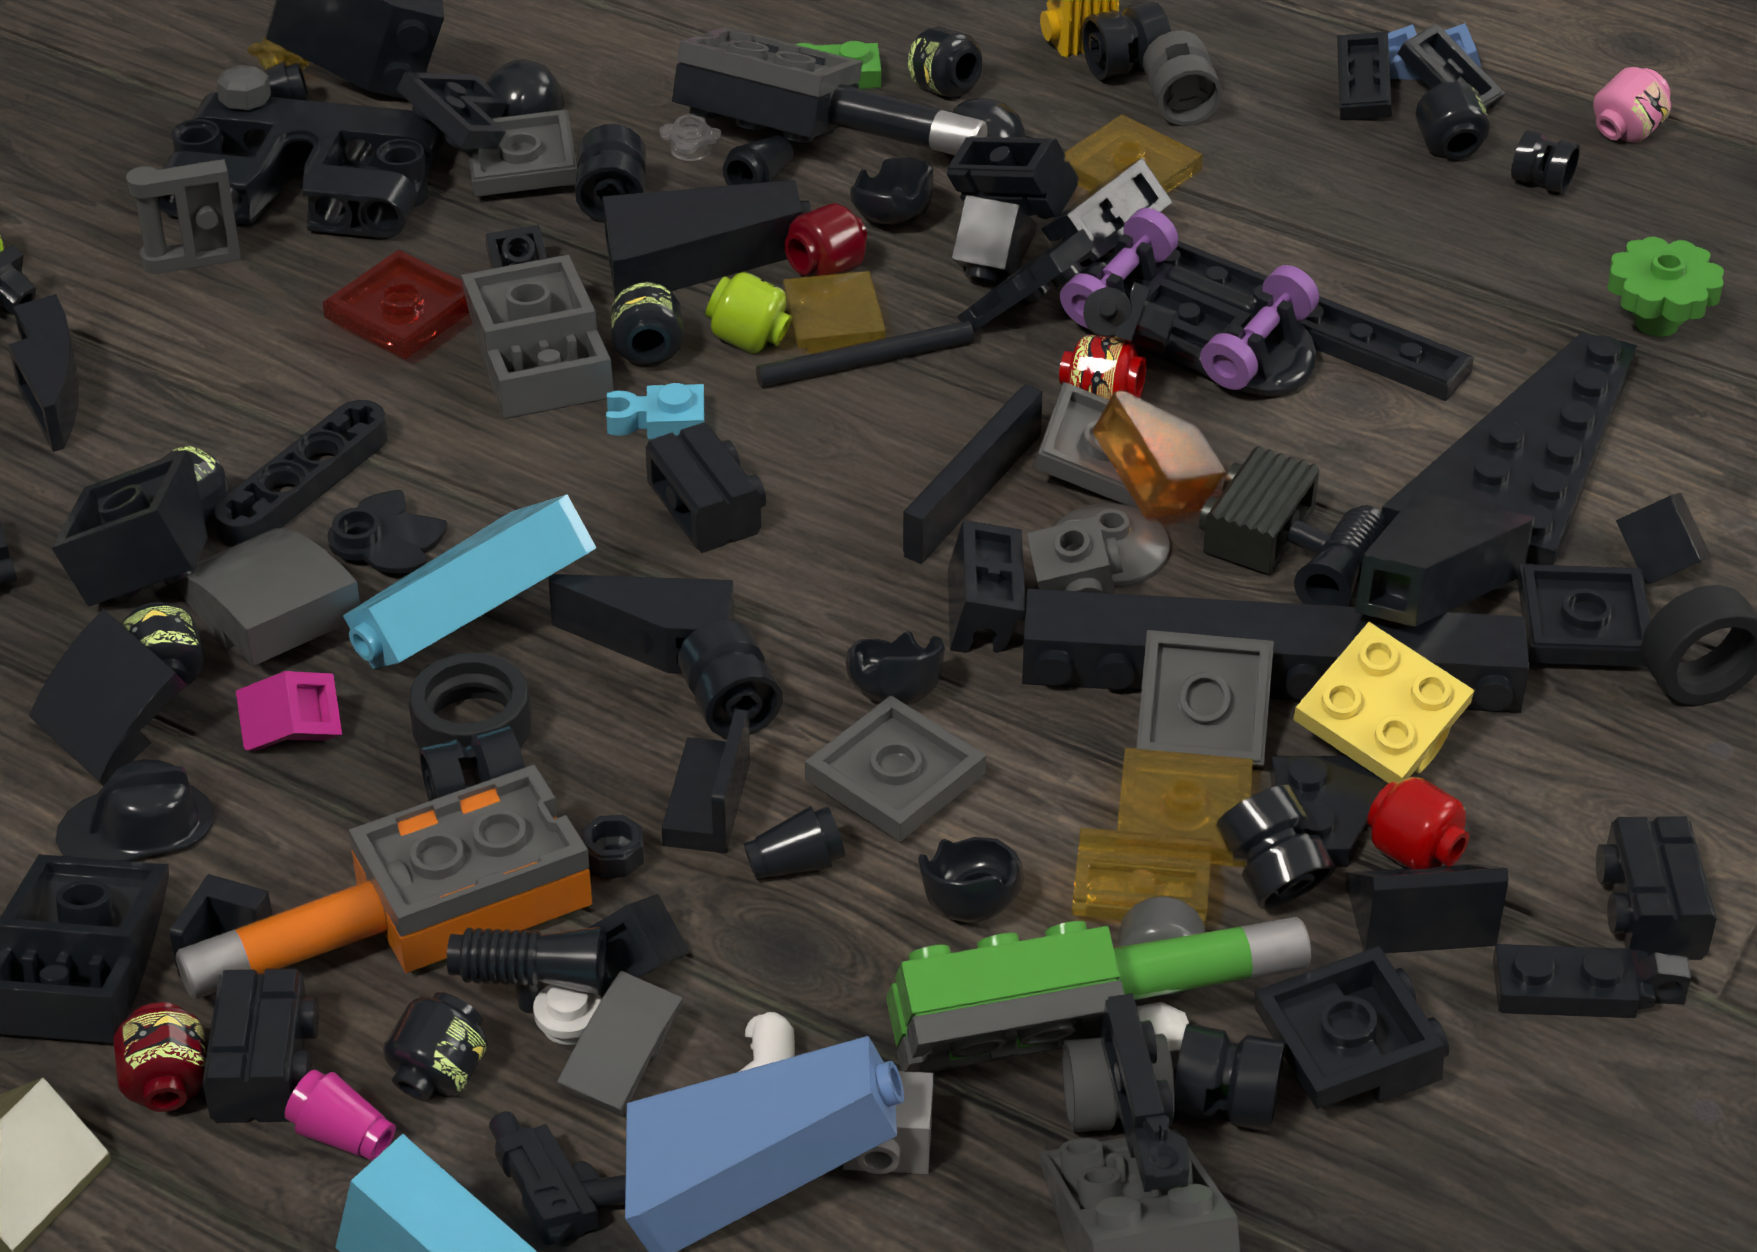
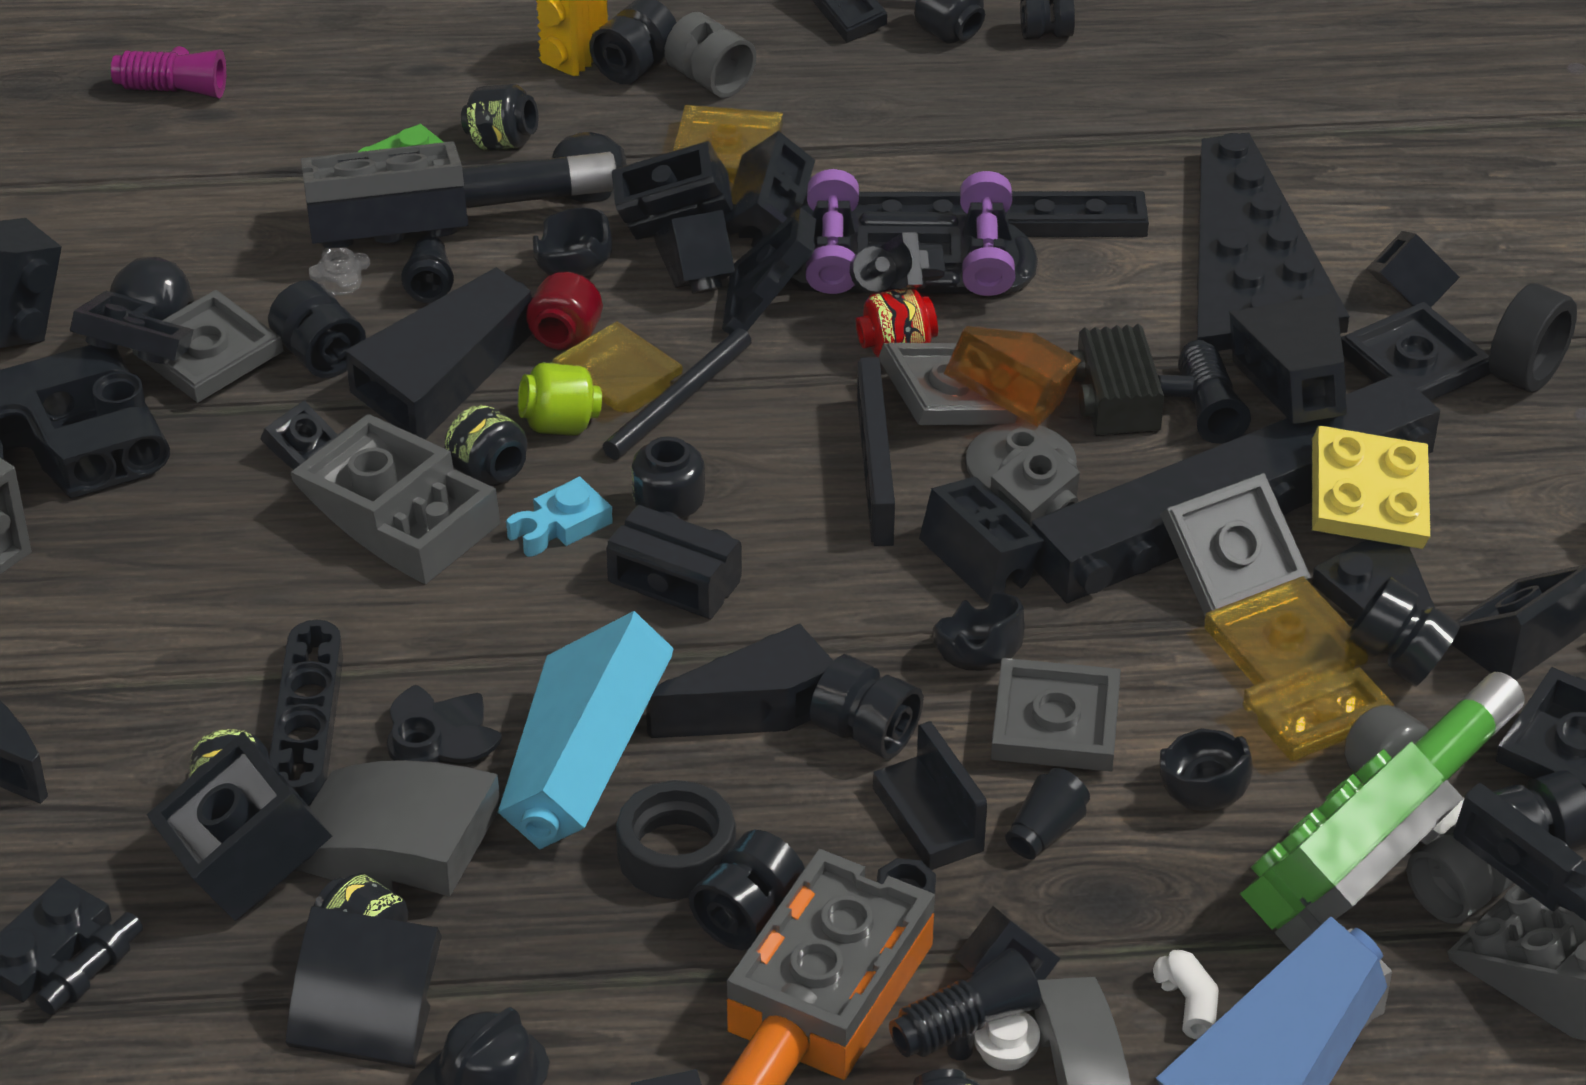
camera: 35 degrees left, 0 degrees up
(288, 709) = (526, 919): dark pink panel -> none
(399, 304) = (239, 524): clear red plate -> none
(761, 415) = (669, 477): none -> black head
(1418, 824) = (1471, 567): red head -> none
(1664, 283) = (1237, 74): bright green plant -> none

